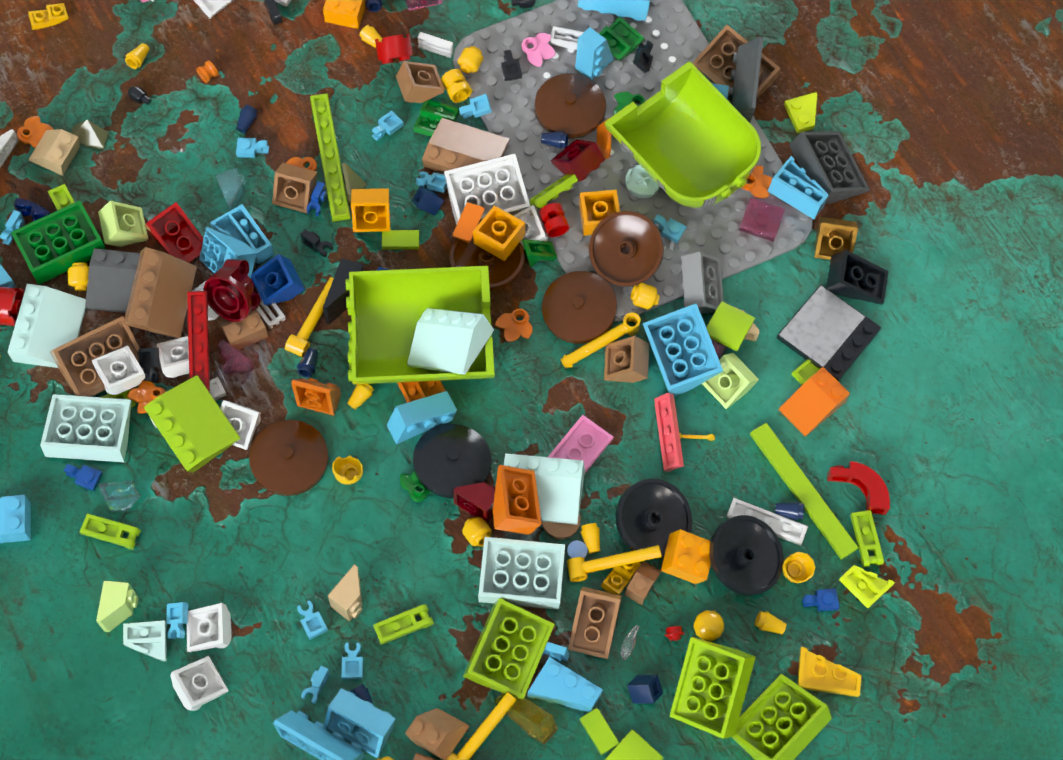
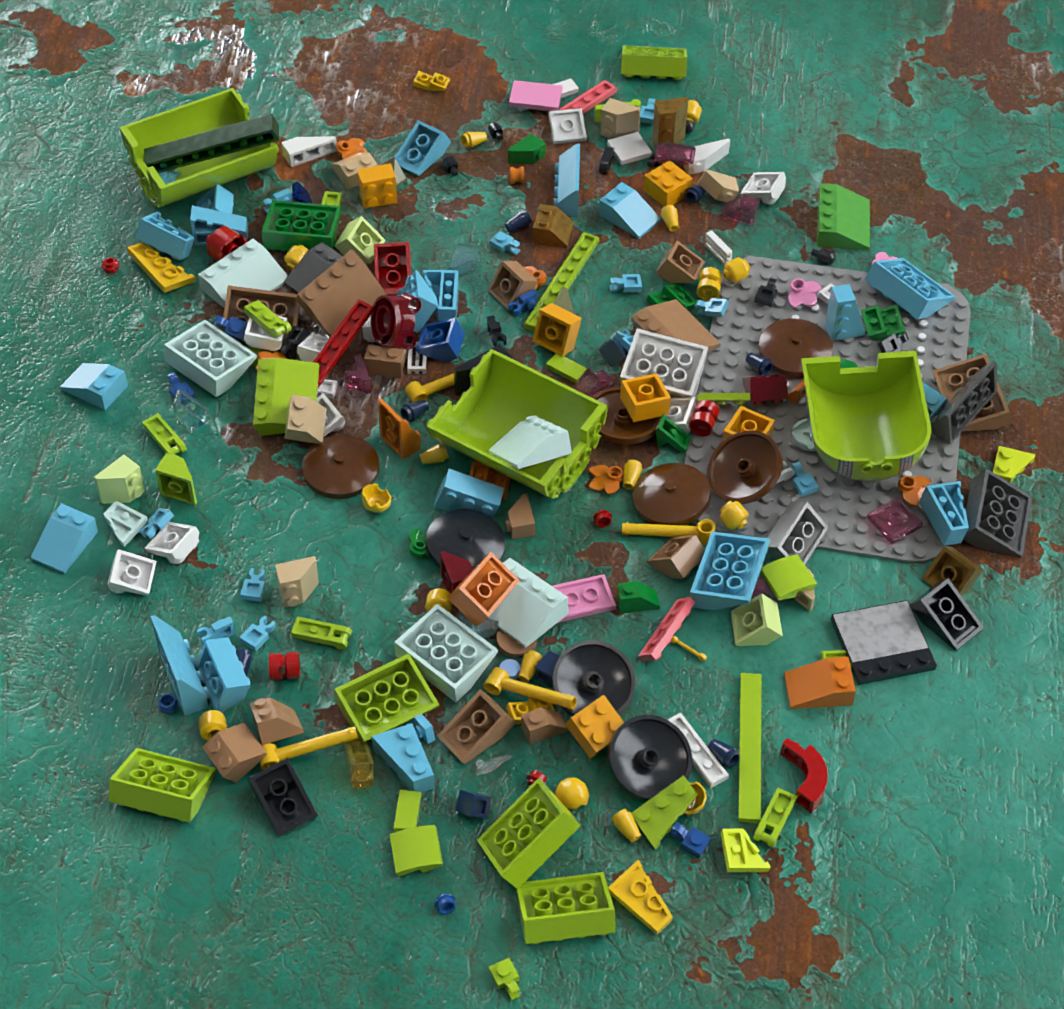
camera: 40 degrees right, 15 degrees down
(86, 385) = (234, 328): none -> blue plate
(95, 158) = (377, 186): none -> light orange brick
(99, 94) = (422, 148): none -> medium azure slope
(108, 692) = (64, 538): none -> medium azure slope
(115, 360) = (267, 319): none -> lime plate
(150, 36) = (495, 131): none -> black cylinder
(163, 568) = (175, 479): none -> lime slope
(196, 40) = (527, 151): none -> green slope
(231, 439) = (305, 420): none -> tan slope
(260, 52) = (568, 181): none -> medium azure slope
(280, 107) = (552, 227): none -> pearl gold slope
(332, 52) = (628, 211): none -> medium azure slope
(394, 48) = (678, 228): red brick -> none
(401, 676) = (291, 669): none -> red wheel
(434, 242) = (592, 383): none -> clear pink slope
(468, 222) = (634, 371): orange slope -> none
(480, 408) = (520, 519): none -> medium nougat slope
(532, 306) = (632, 472): none -> yellow cone
(541, 364) = (602, 518): none -> red plate
(609, 532) = (545, 668): none -> dark blue panel
(624, 420) = (636, 597): none -> green slope
(788, 592) = (662, 810): none -> lime wing

